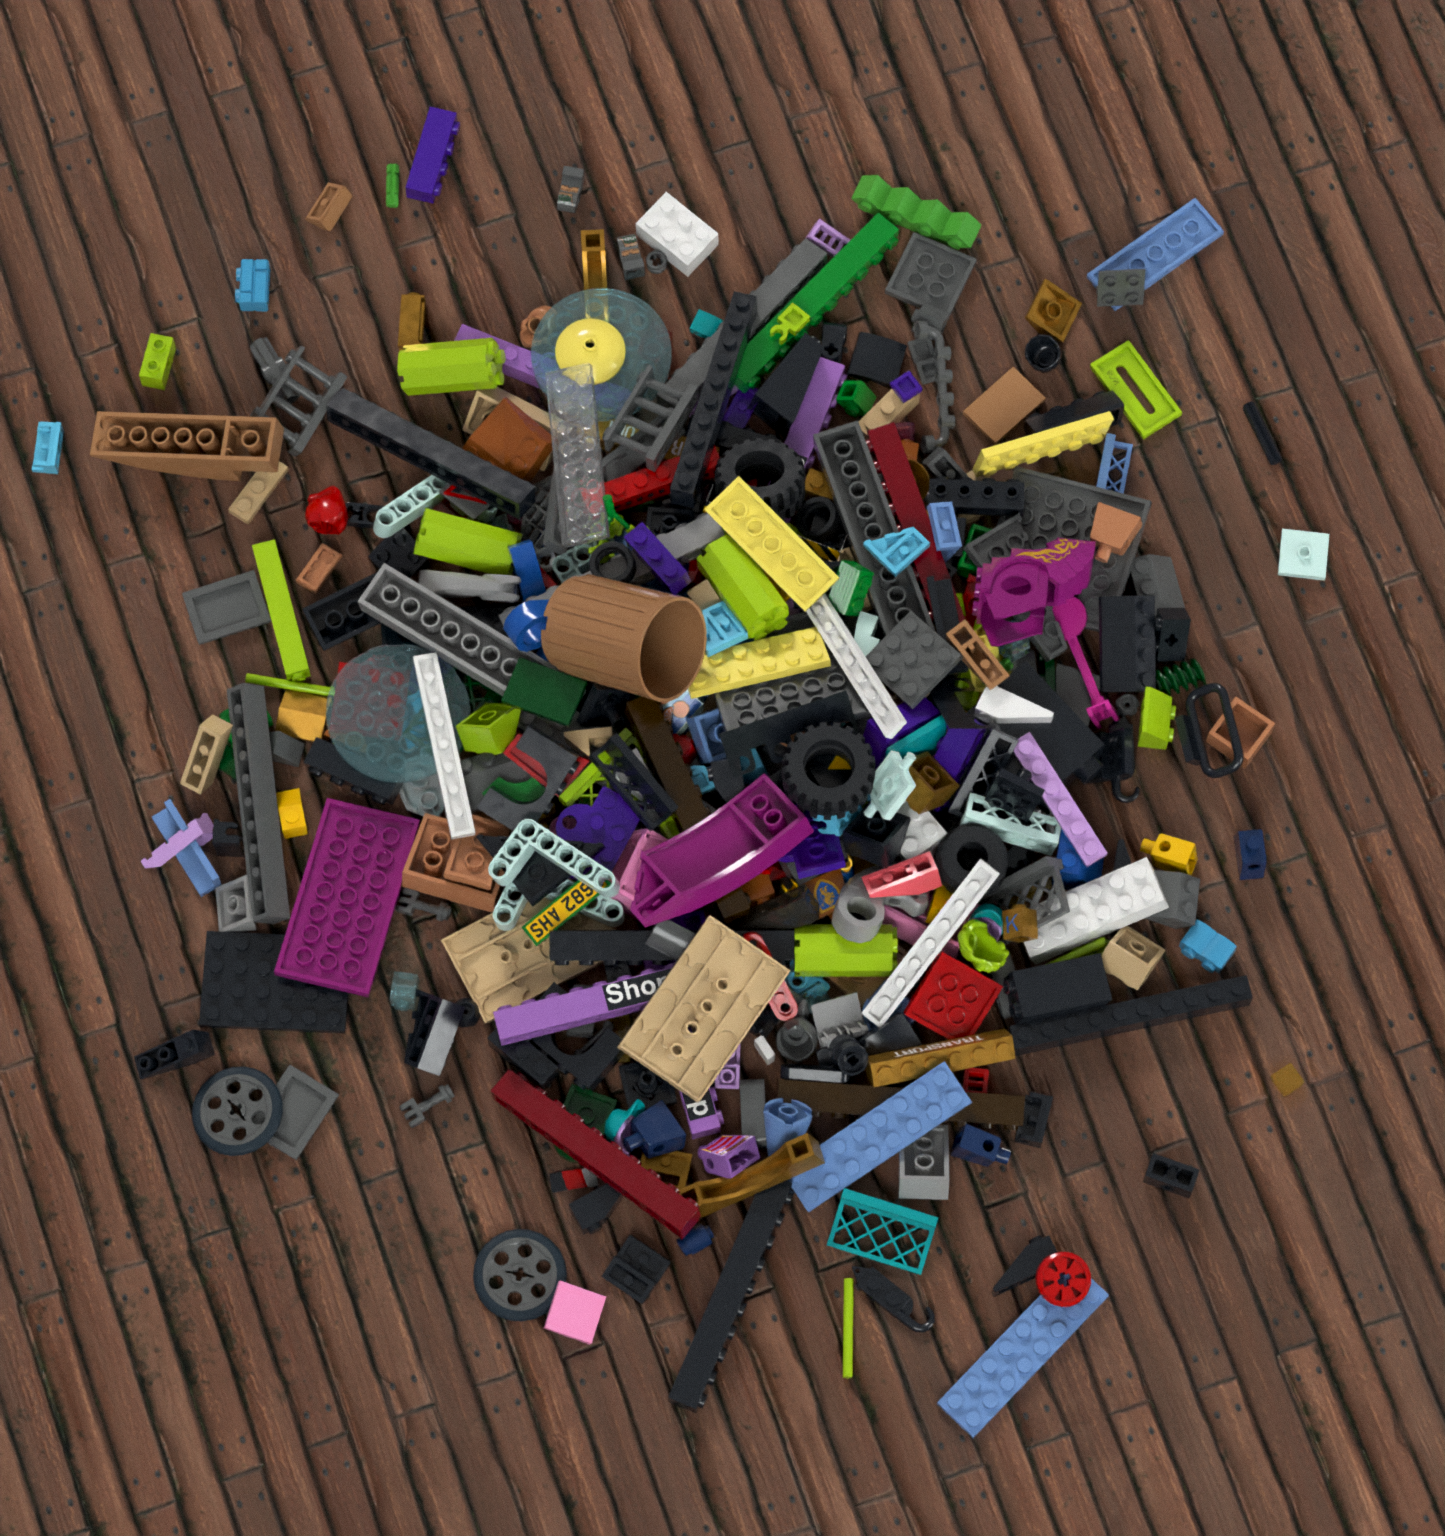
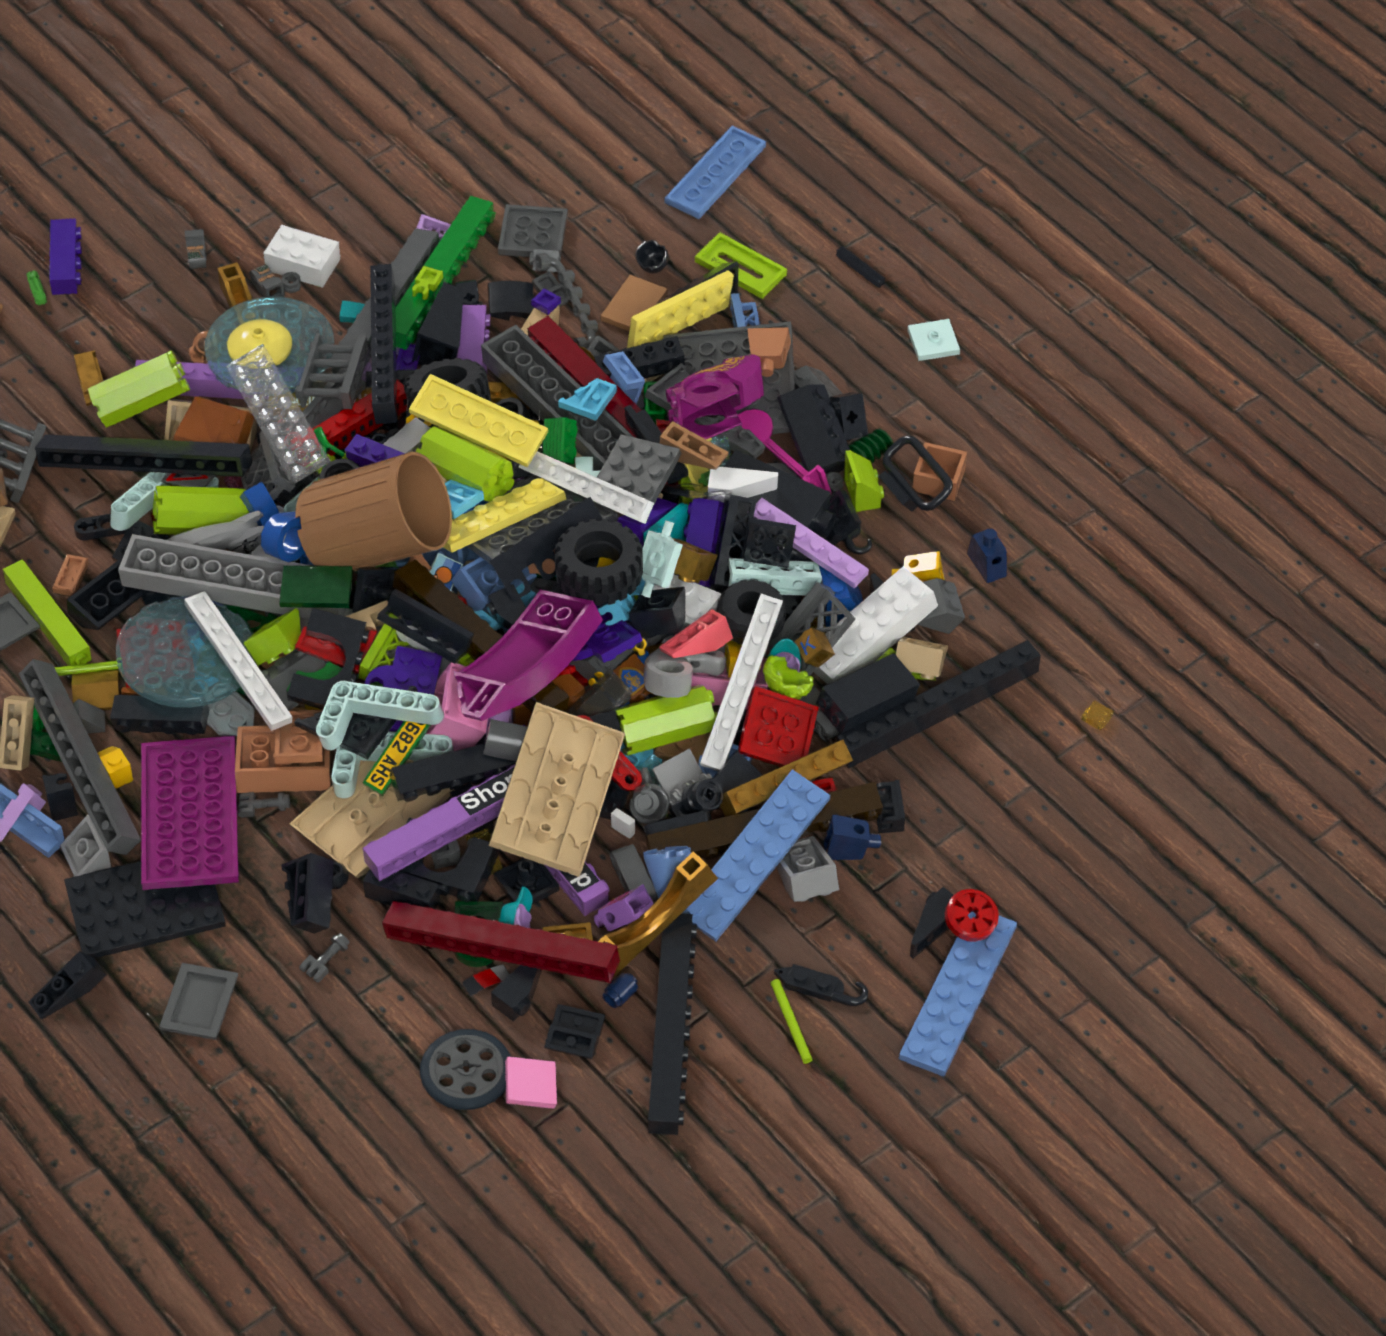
camera: 20 degrees left, 20 degrees down
(256, 1135) = (141, 1042): wedge -> none
(327, 511) = (64, 529): red piece -> none
(404, 990) = (269, 871): clear light blue brick -> none
(655, 1132) = (551, 910): dark blue torso -> none
(730, 1074) = (598, 850): lavender slope -> none
(856, 398) = (502, 321): green brick -> none
(888, 1210) = (786, 913): teal fence -> none
(922, 216) = (511, 191): bright green brick -> none
(1052, 311) = (646, 226): pearl gold slope -> none
(1120, 287) = (698, 191): dark grey hinge -> none
(1171, 1175) = (1030, 811): black brick -> none
(1207, 946) = (982, 634): dark azure brick -> none

